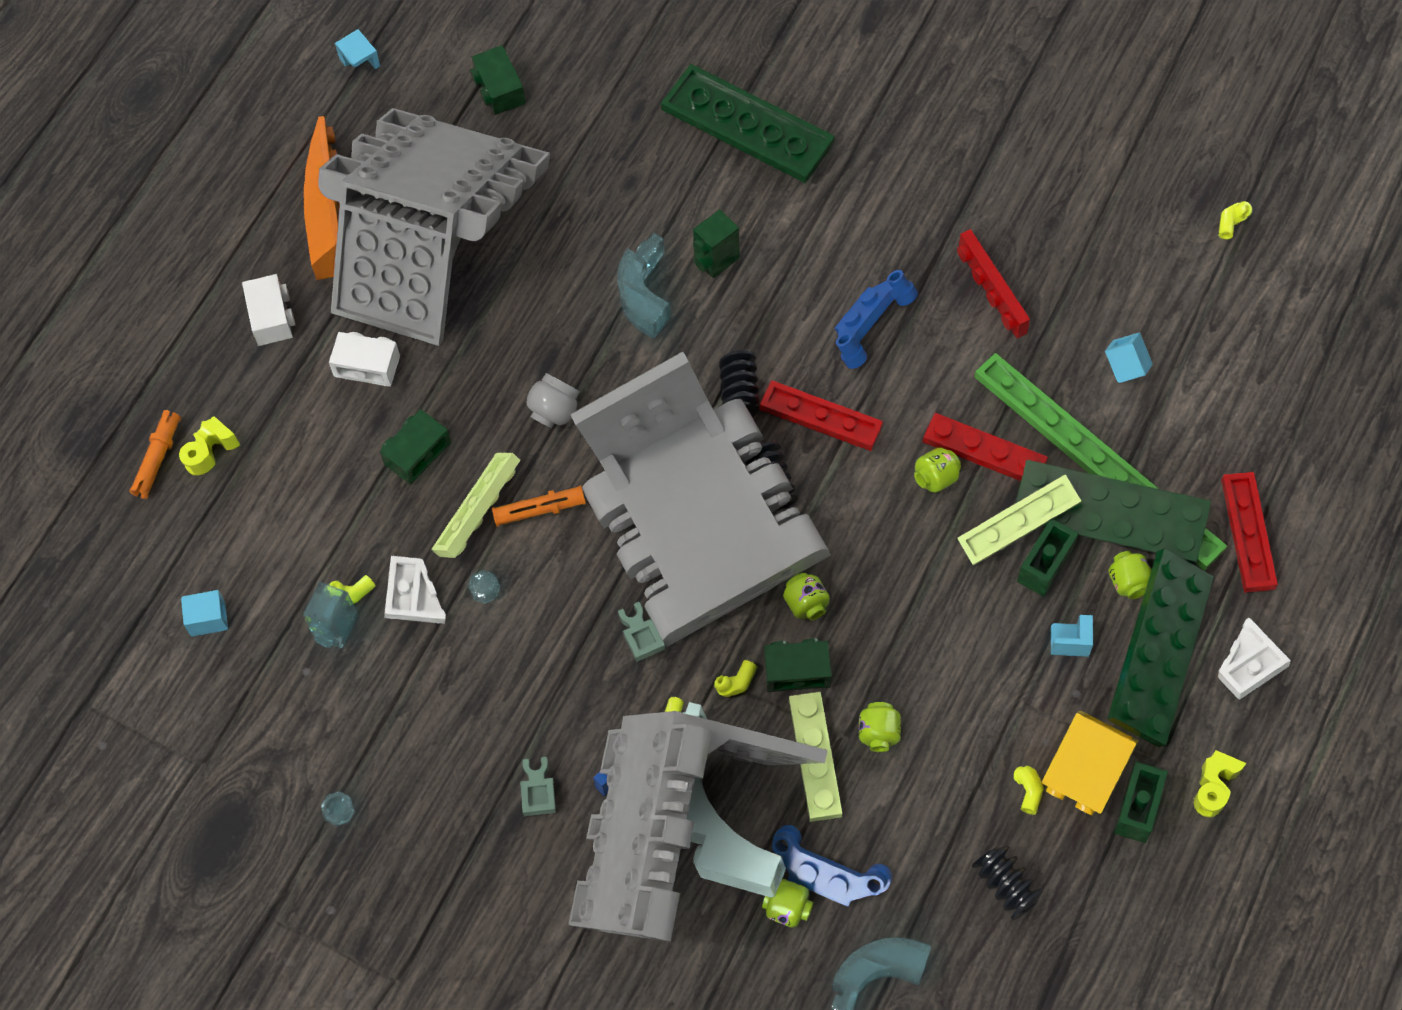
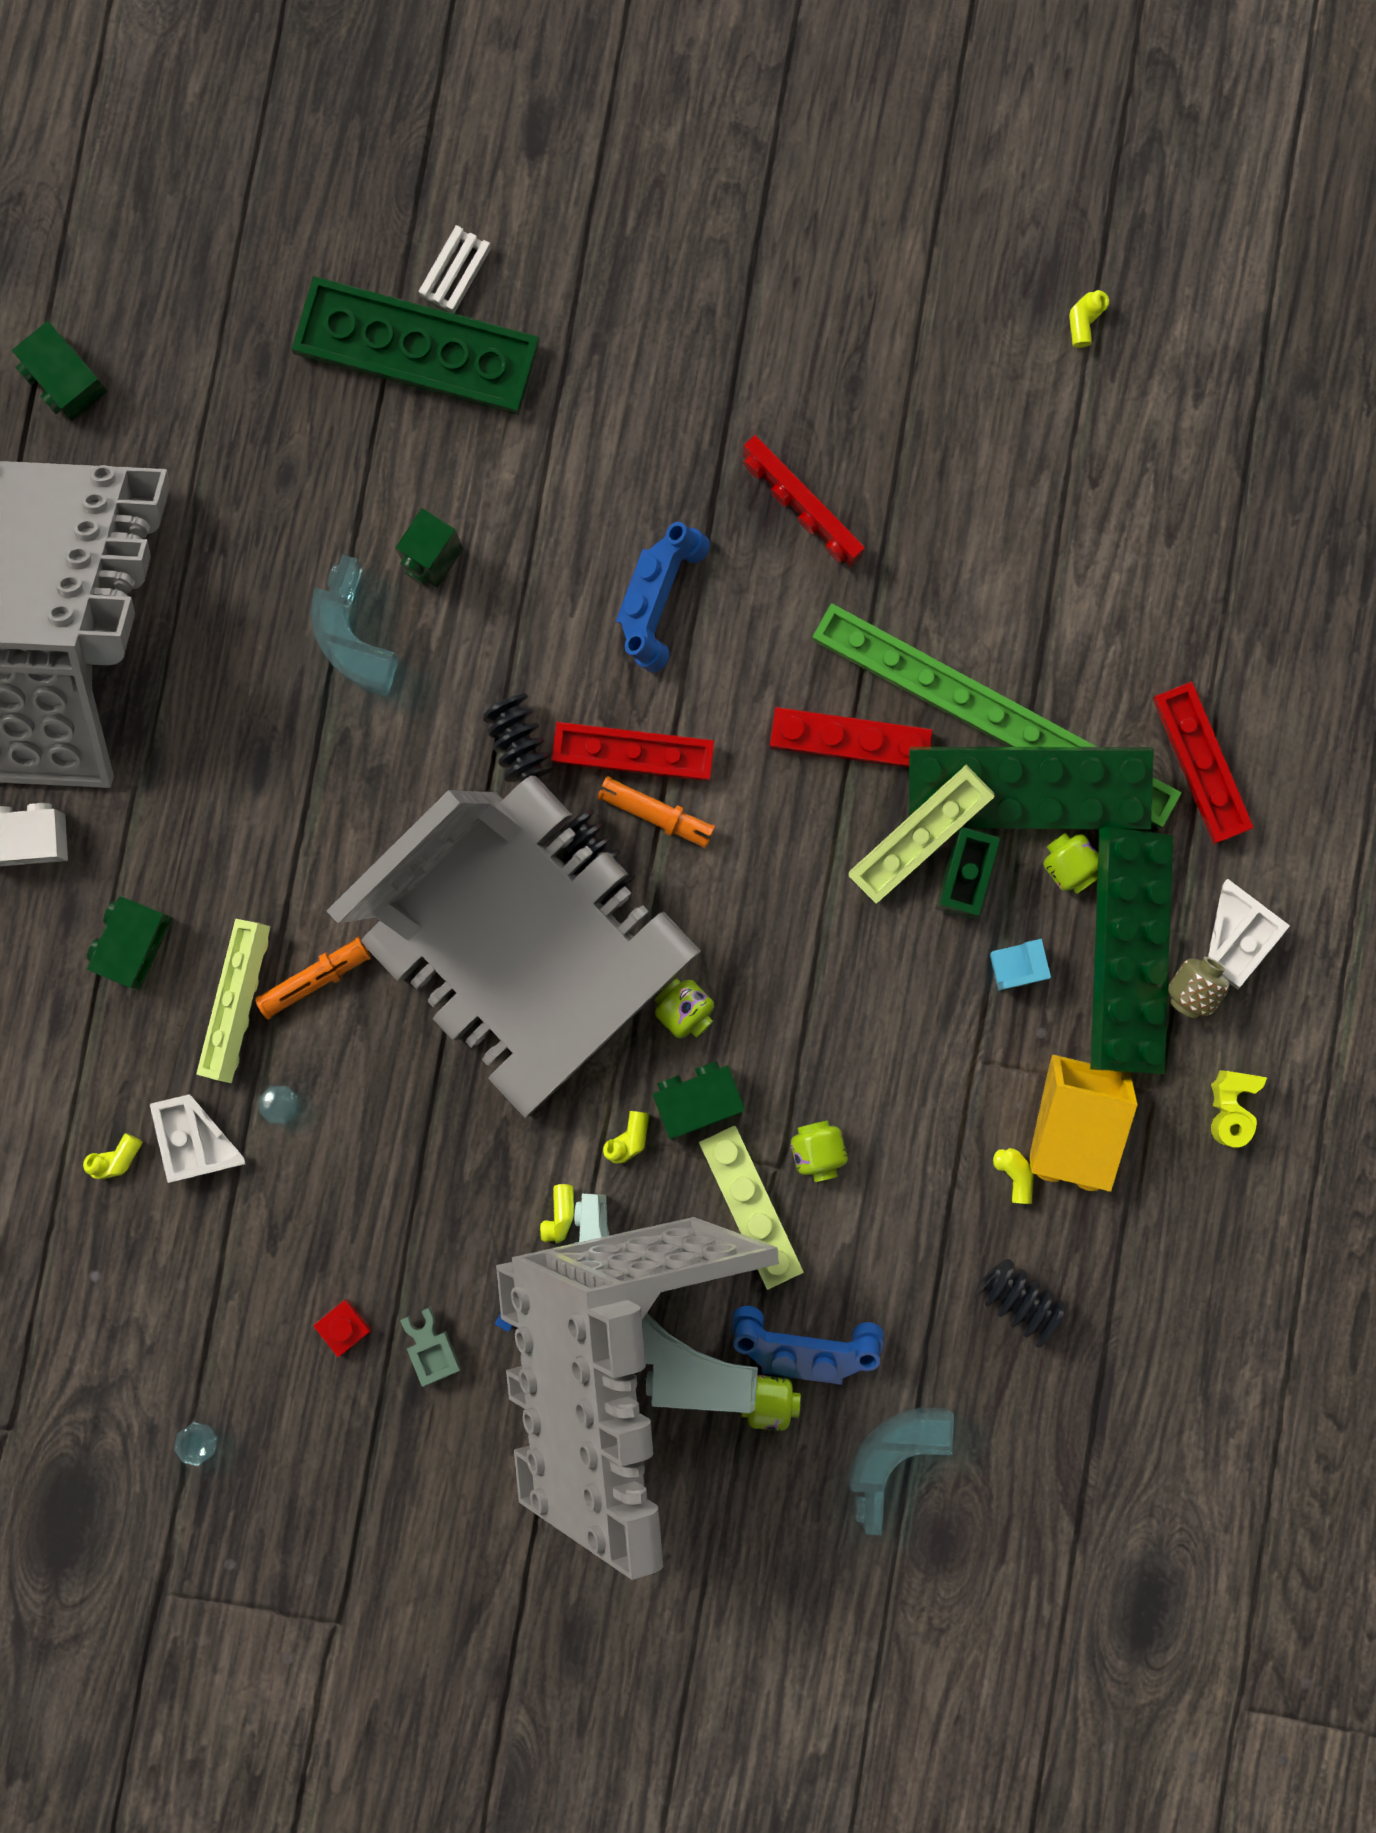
camera: 20 degrees left, 20 degrees up
(330, 615) = (100, 1211): clear light blue brick -> none
(476, 757) = (342, 1327): none -> red plate
(552, 401) = (285, 832): light grey piece -> none
(641, 636) = (496, 1116): sand green plate -> none
(778, 87) = (469, 241): none -> white tile
(836, 468) = (656, 812): none -> orange pin
(937, 470) = (799, 788): lime head -> none
(1128, 357) = (1000, 560): medium azure panel -> none
(1140, 802) = (1153, 1162): dark green brick -> none
(1207, 685) = (1198, 987): none -> olive head

